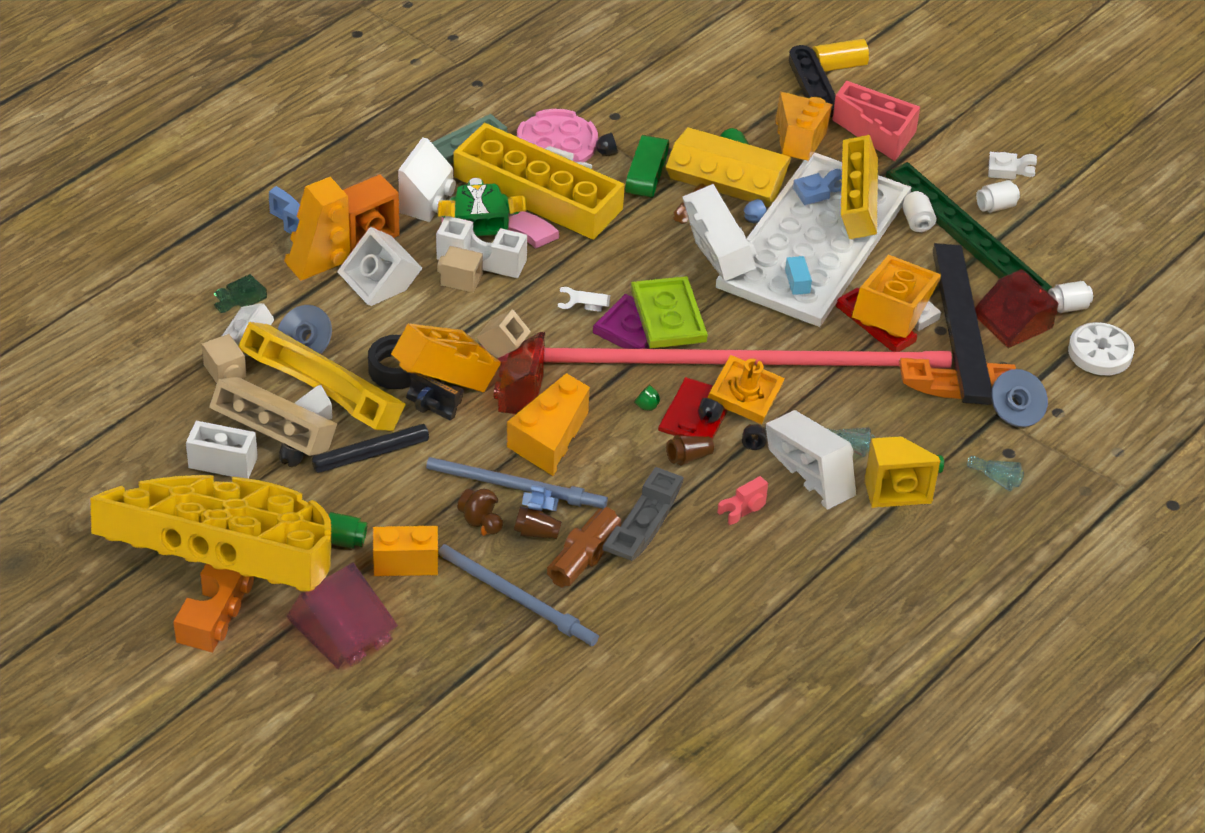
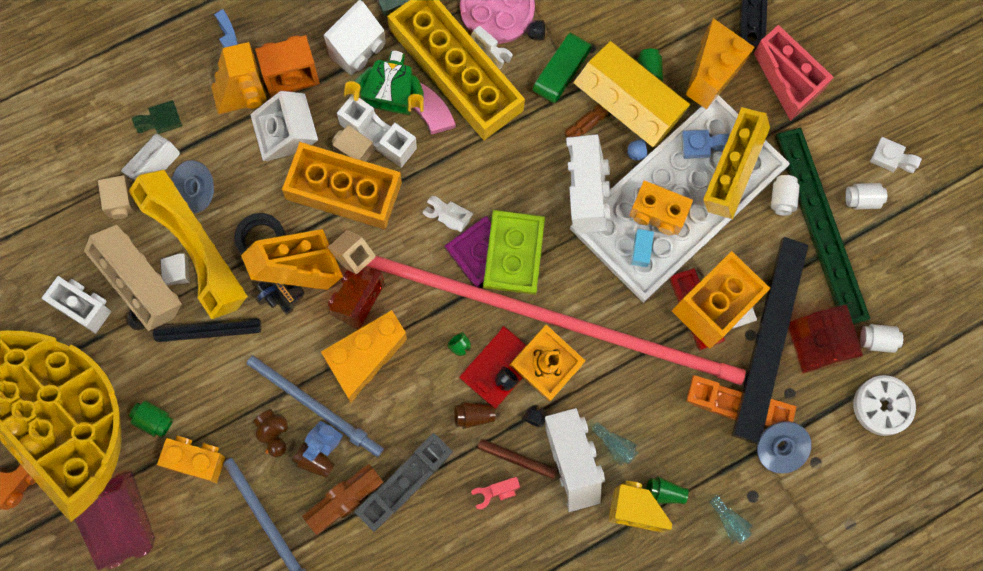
camera: 15 degrees right, 30 degrees up
(463, 293) = (342, 185): none -> light orange brick
(746, 476) = (517, 459): none -> copper bar
(801, 237) = (660, 208): none -> light orange brick

